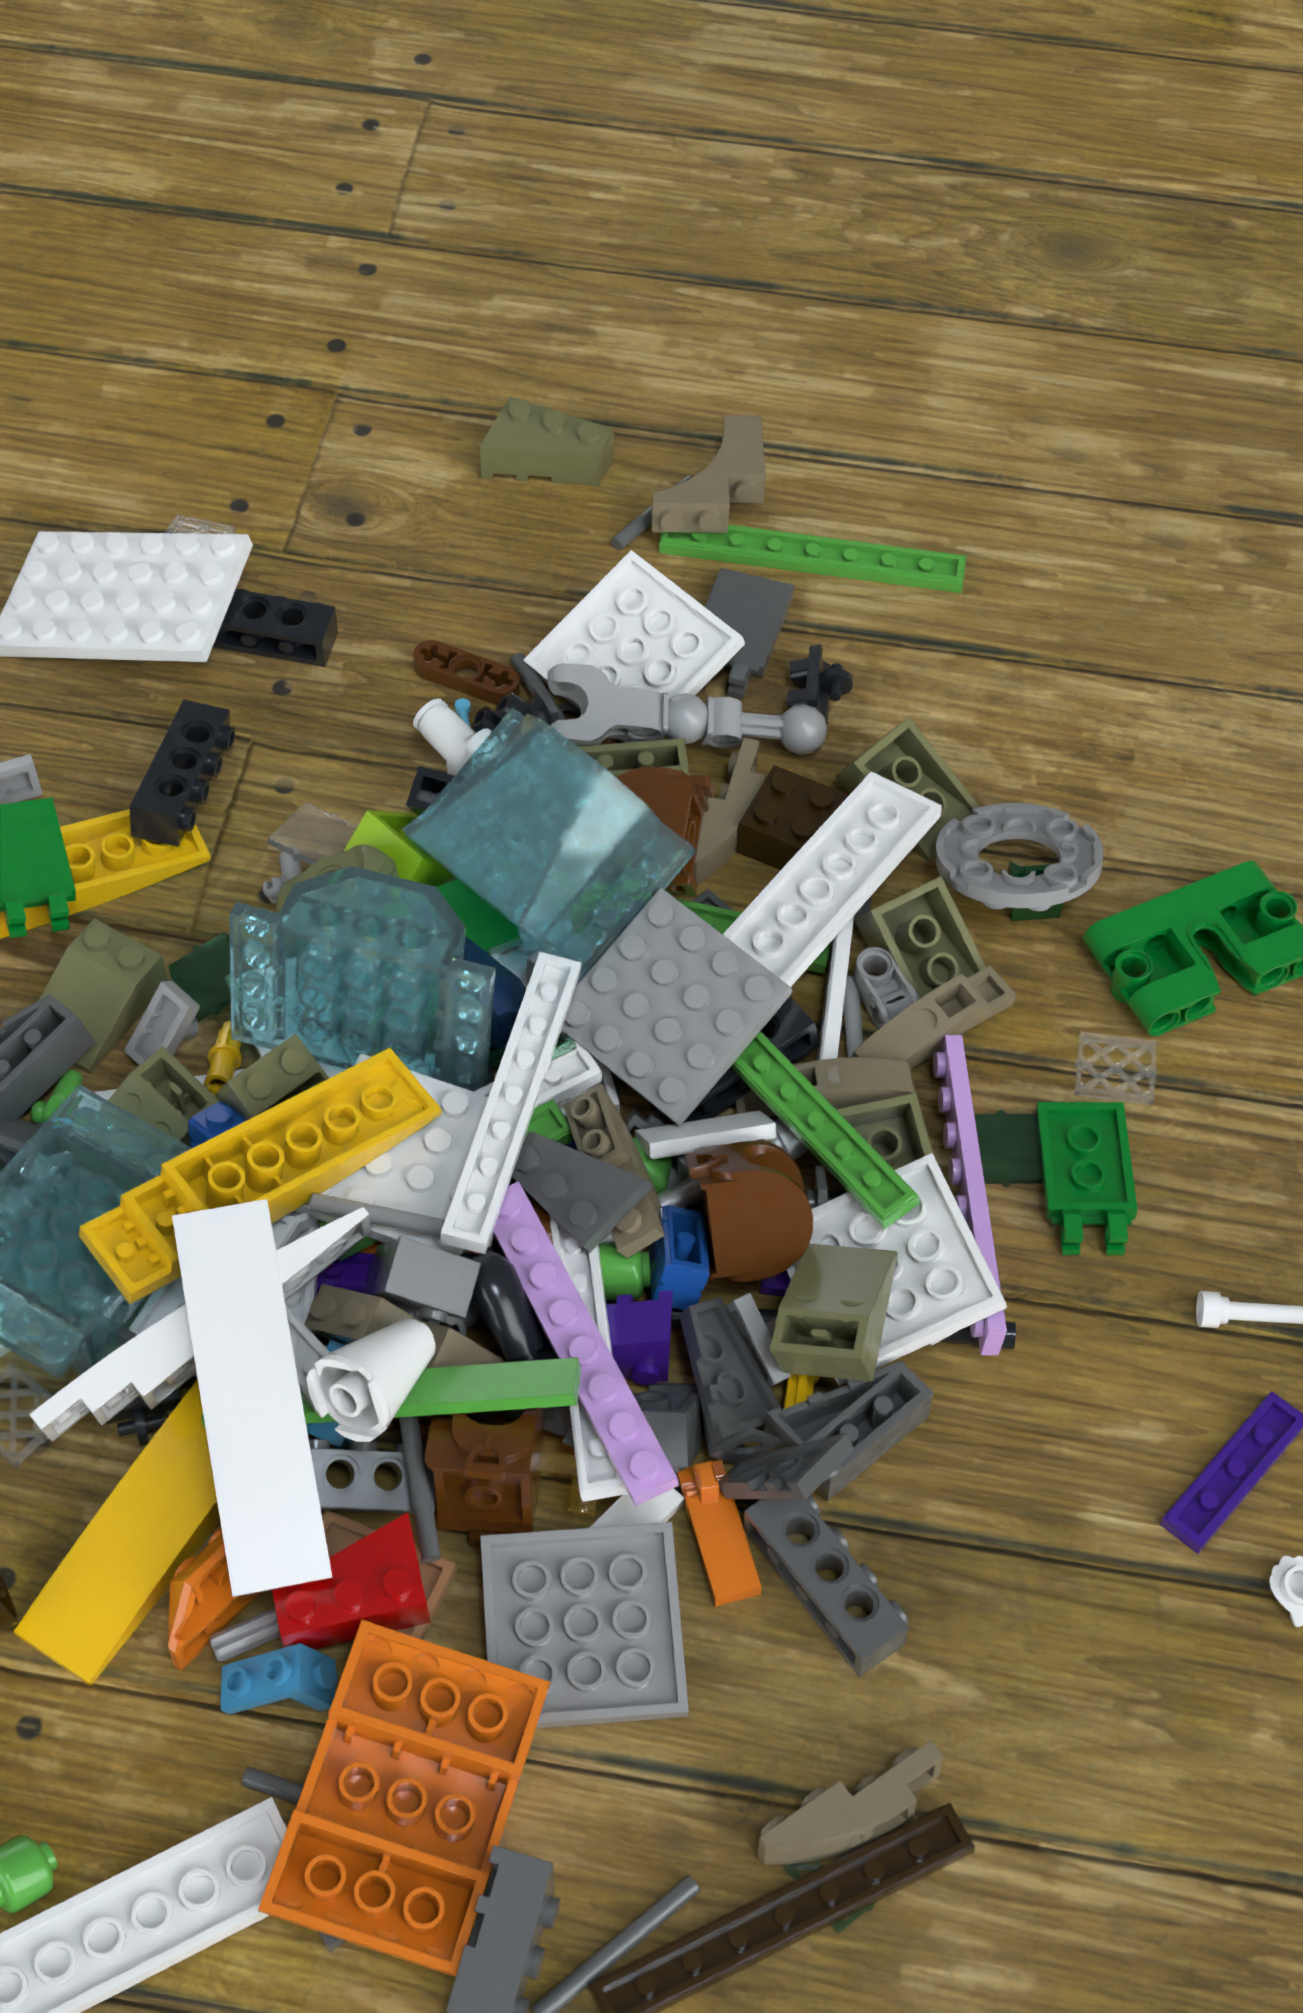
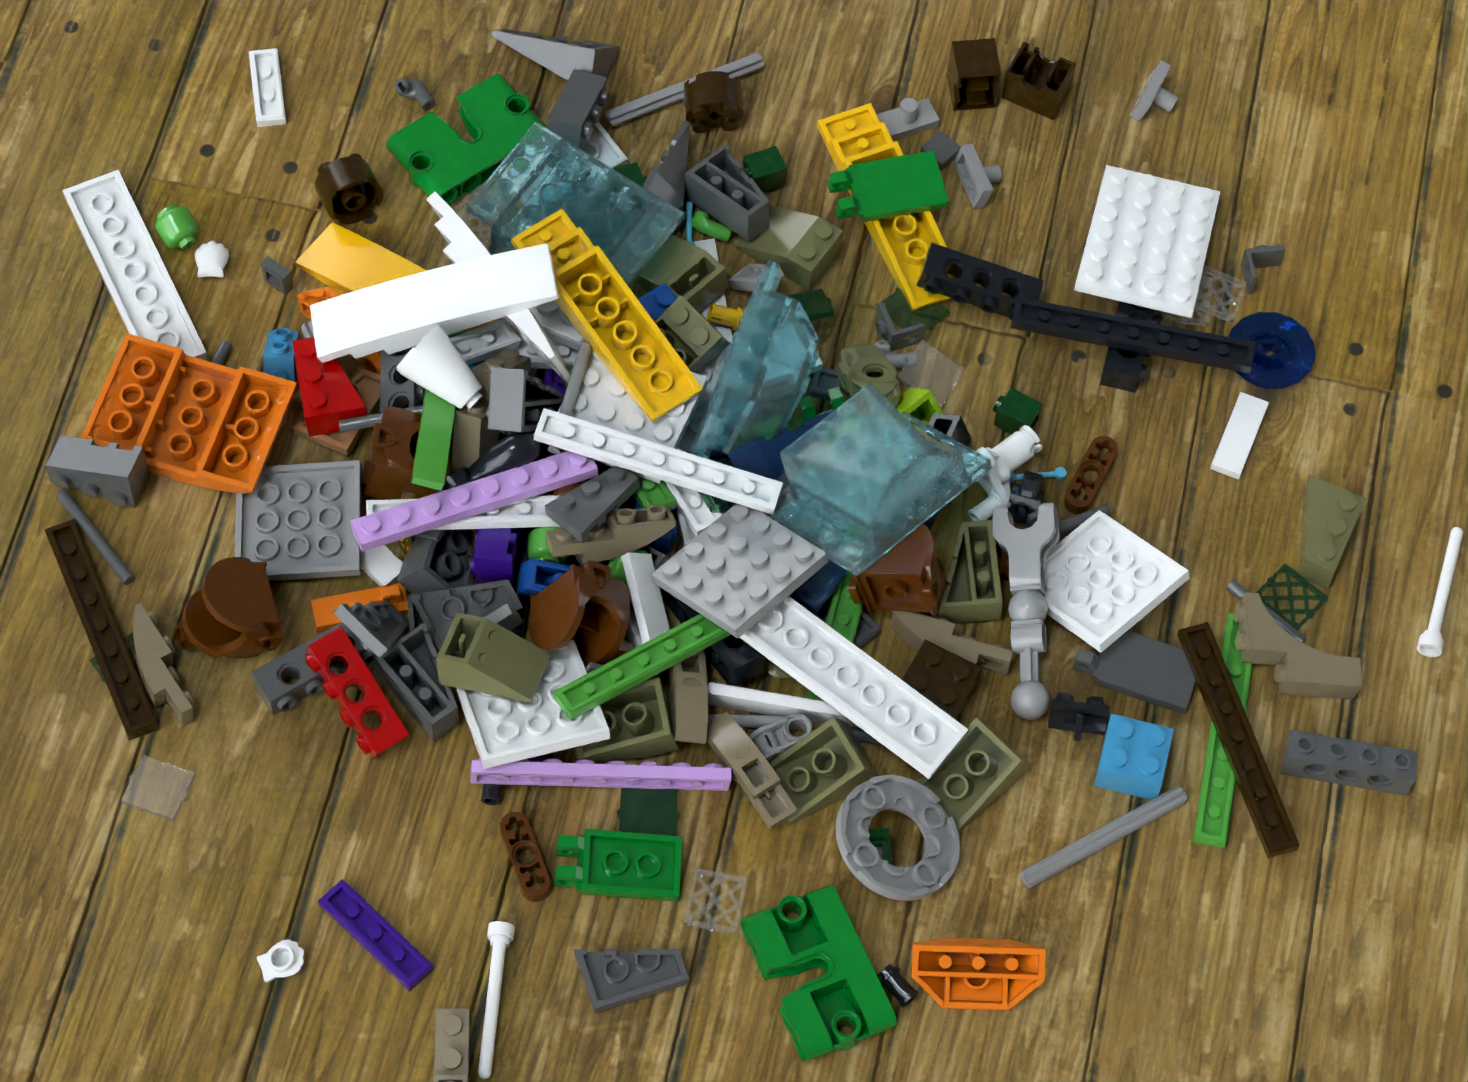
camera: 90 degrees right, 5 degrees up
(80, 1815) = (211, 259): none -> white animal
(121, 1701) = (276, 275): none -> dark grey tile
(152, 500) = (1259, 257): none -> dark grey bracket
(226, 863) = (904, 317): none -> clear green piece
(242, 881) = (887, 330): none -> dark grey bracket
(277, 606) = (1133, 335): none -> black plate
(285, 489) = (1289, 342): none -> clear blue piece
(385, 736) = (1016, 411): none -> dark green brick
(405, 528) = (1239, 435): none -> white tile
(610, 509) = (1302, 582): none -> clear green window
(682, 366) = (1431, 641): none -> white piece
(767, 1694) = (231, 612): none -> reddish brown animal
(830, 536) = (1238, 740): none -> dark brown tile
(852, 440) = (1349, 762): none -> dark grey brick
(870, 630) = (1133, 757): none -> dark azure brick
(883, 1505) = (339, 647): none -> red brick
(973, 670) = (1103, 837): none -> light grey axle
(1047, 1799) = (158, 787): none -> clear piece
(1101, 1272) = (527, 842): none -> reddish brown beam
(1172, 774) = (977, 971): none -> orange wedge
(1205, 865) = (897, 984): none -> black pin
(1243, 1156) = (624, 977): none -> dark grey wing

